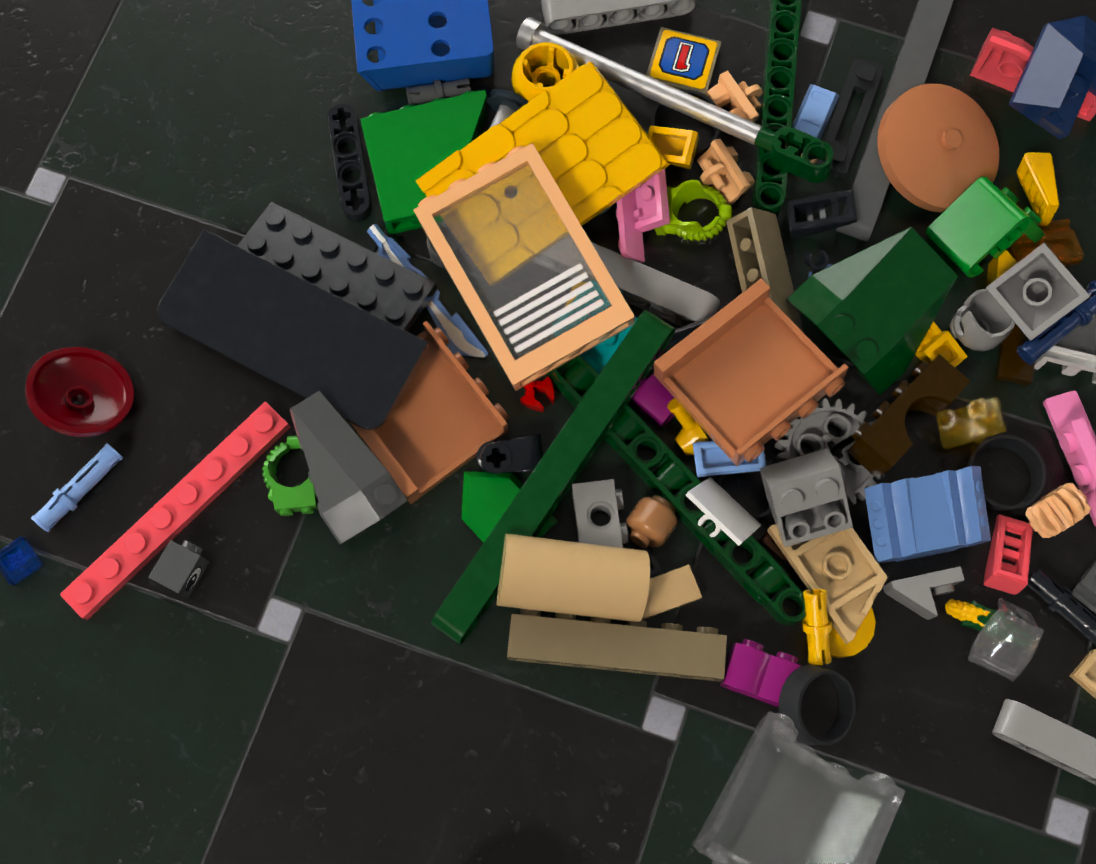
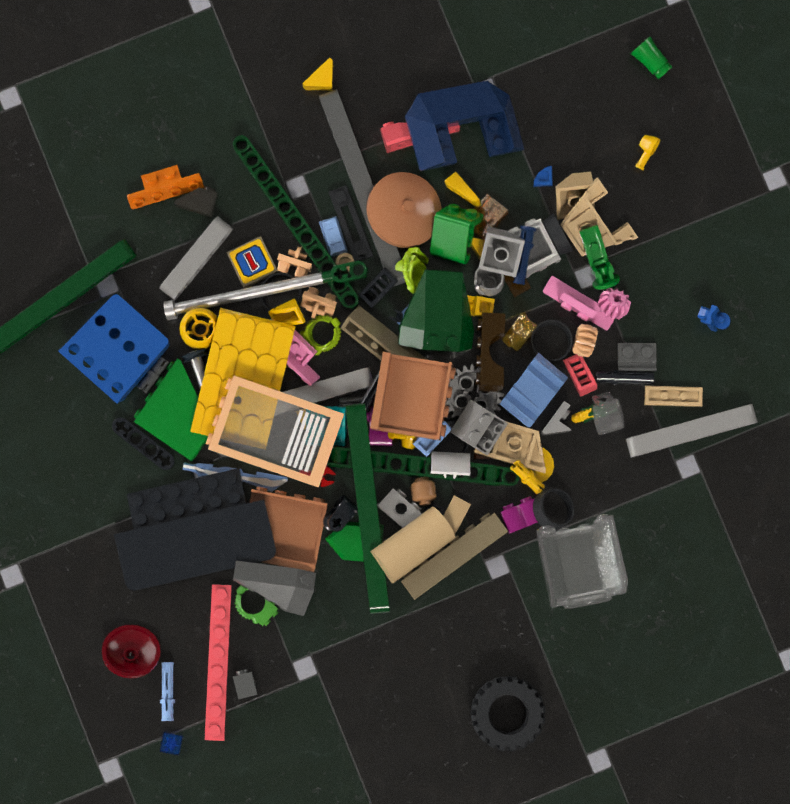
camera: 50 degrees left, 10 degrees up
(899, 214) = (412, 267): none -> lime piece

